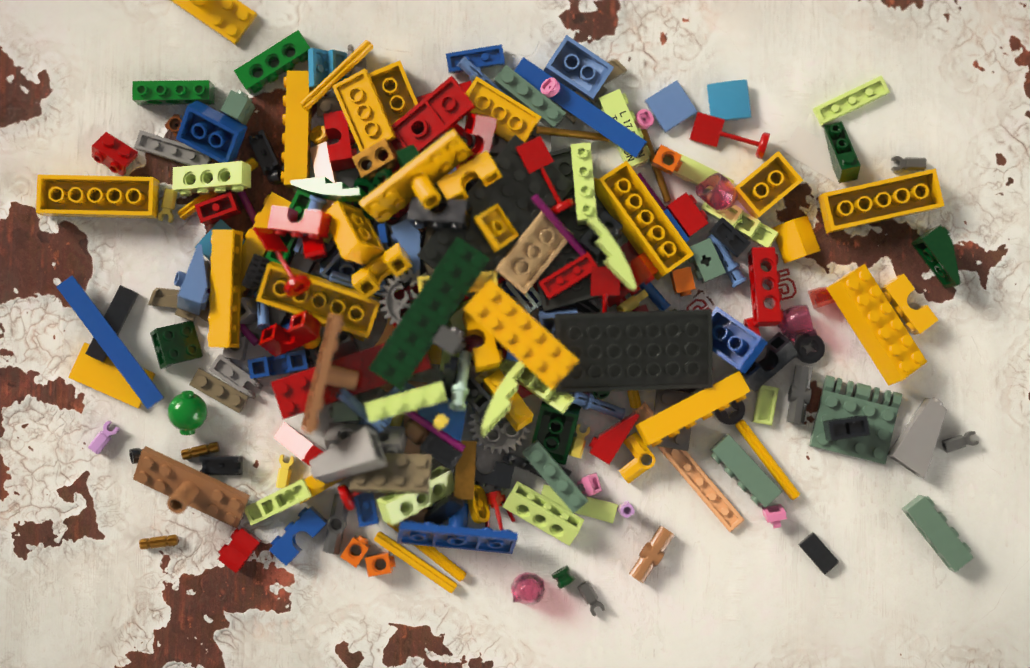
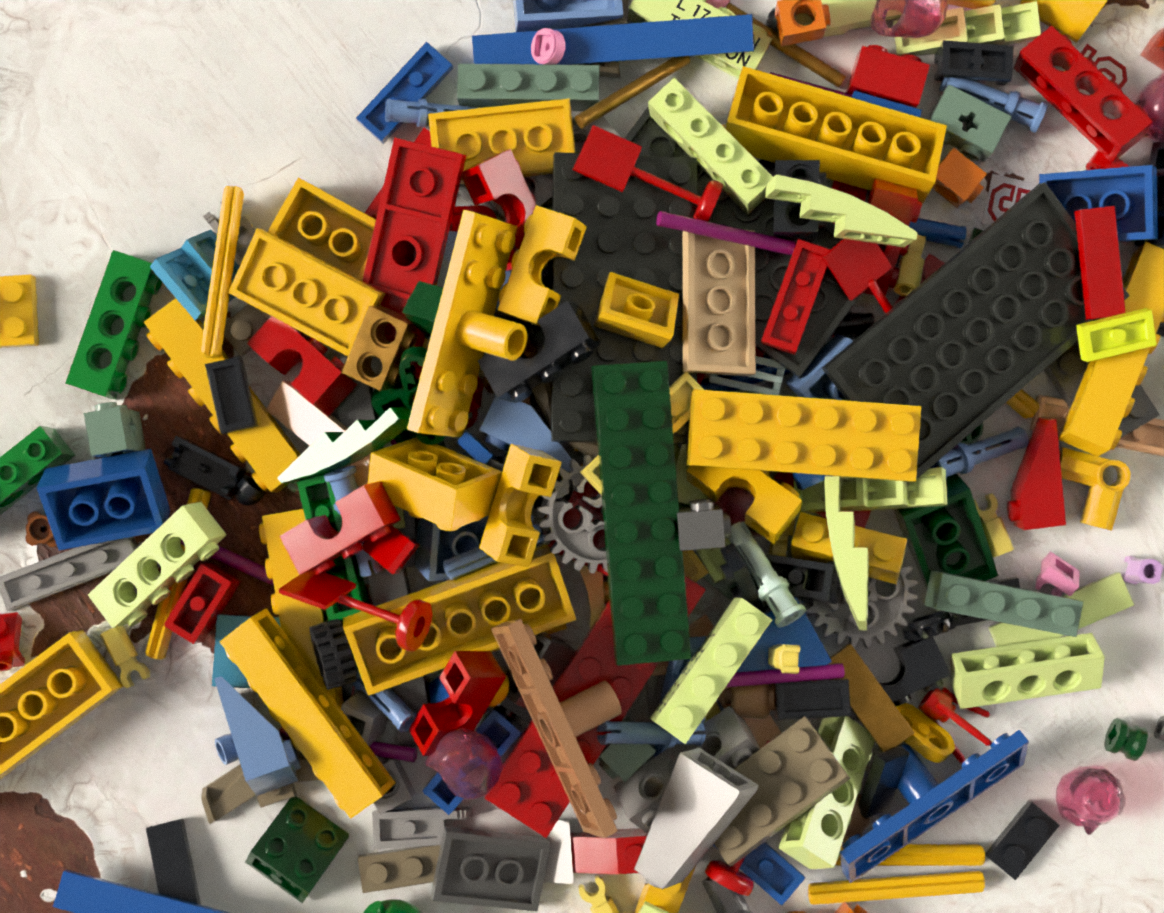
camera: 40 degrees left, 0 degrees up
(250, 416) = (490, 869): none -> dark grey plate
(274, 361) = (467, 763): none -> clear pink piece
(281, 431) = (559, 864): none -> white sticker
(299, 130) = (231, 395): none -> black tile
(318, 135) = (264, 380): yellow tile -> none
(485, 585) = (1022, 839): none -> black plate
(691, 398) = (1116, 335): none -> neon yellow plate
(709, 362) = (1100, 262): none -> red tile

